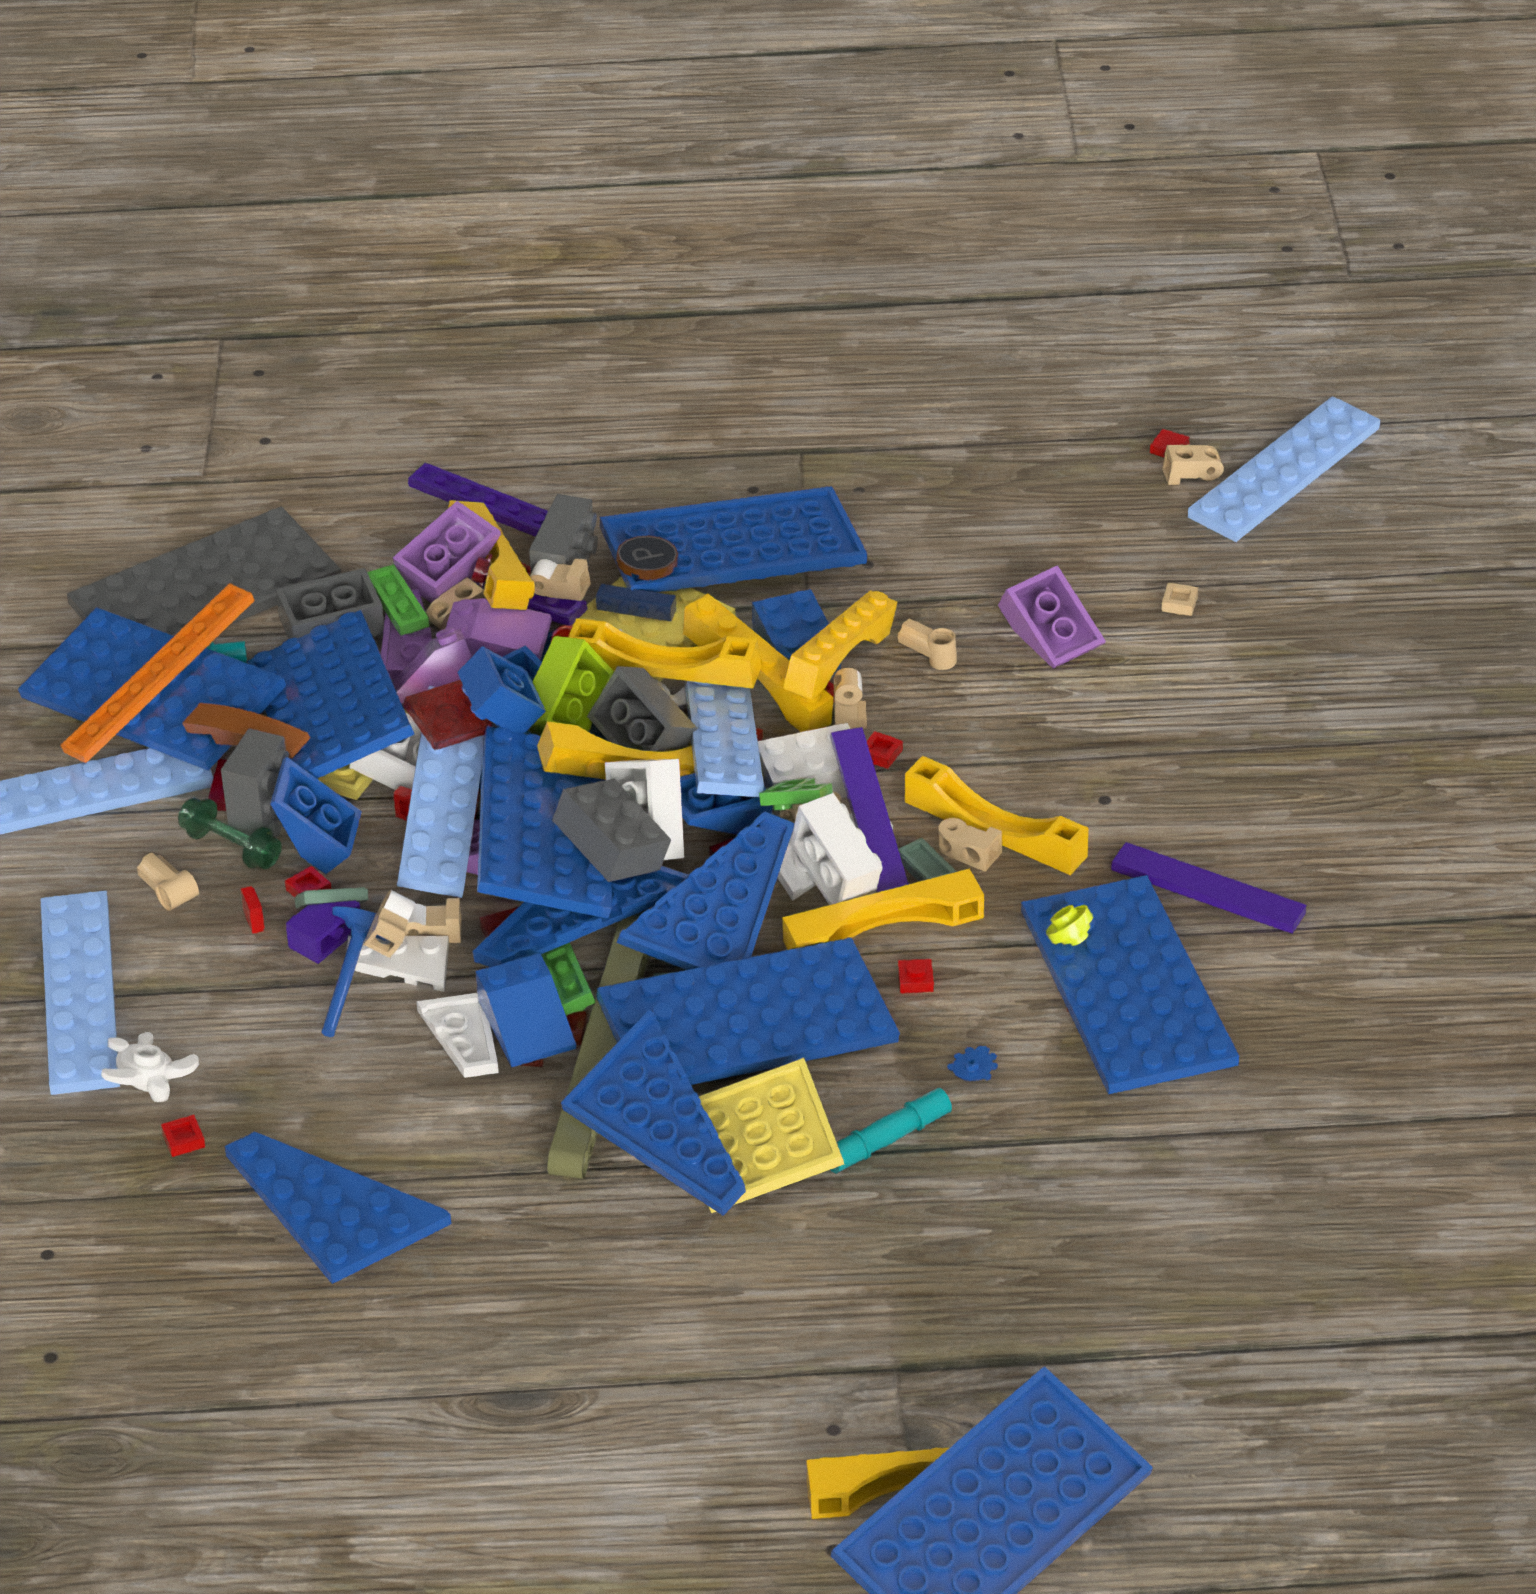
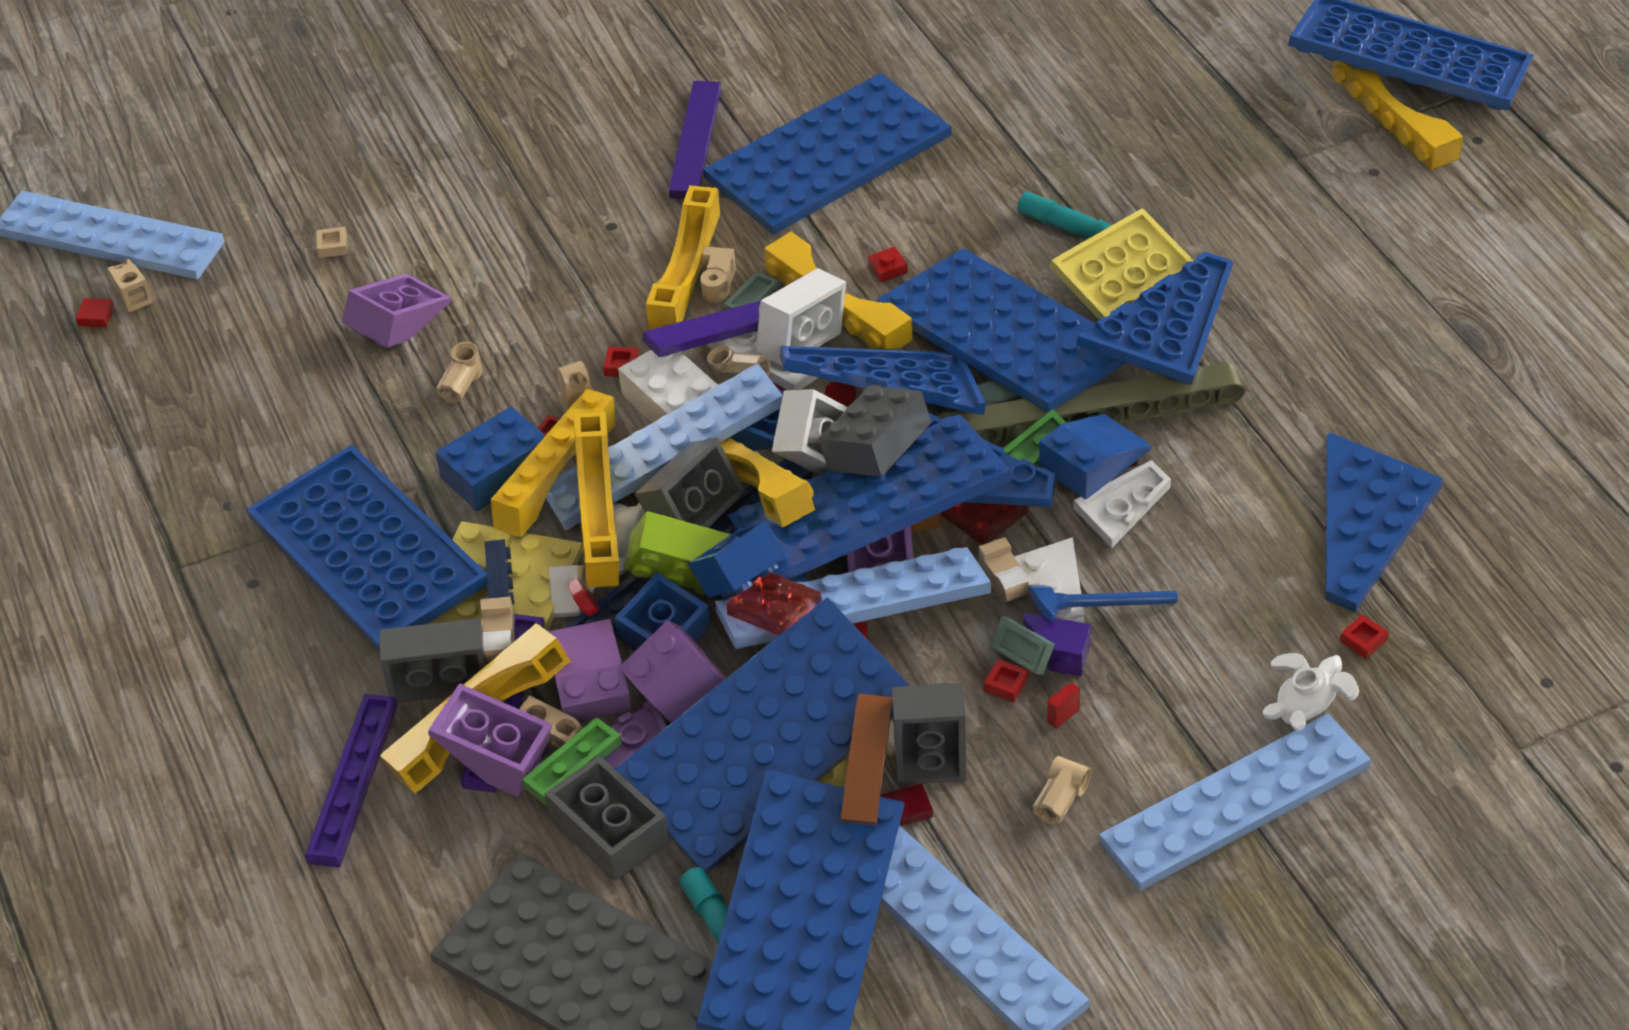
camera: 110 degrees left, 5 degrees up
(157, 673) = (798, 890): orange tile -> none
(259, 848) = (966, 794): clear green piece -> none
(314, 817) = (947, 668): blue slope -> none
(390, 923) = (1046, 573): tan leg -> none
(481, 570) = (513, 692): dark red plate -> none
(647, 557) = (441, 573): tile -> none
(793, 792) = (753, 348): bright green plate -> none
(819, 658) = (573, 384): yellow arch -> none
(974, 1064) = (967, 204): blue piece -> none
(1070, 925) = (806, 169): neon yellow plate -> none

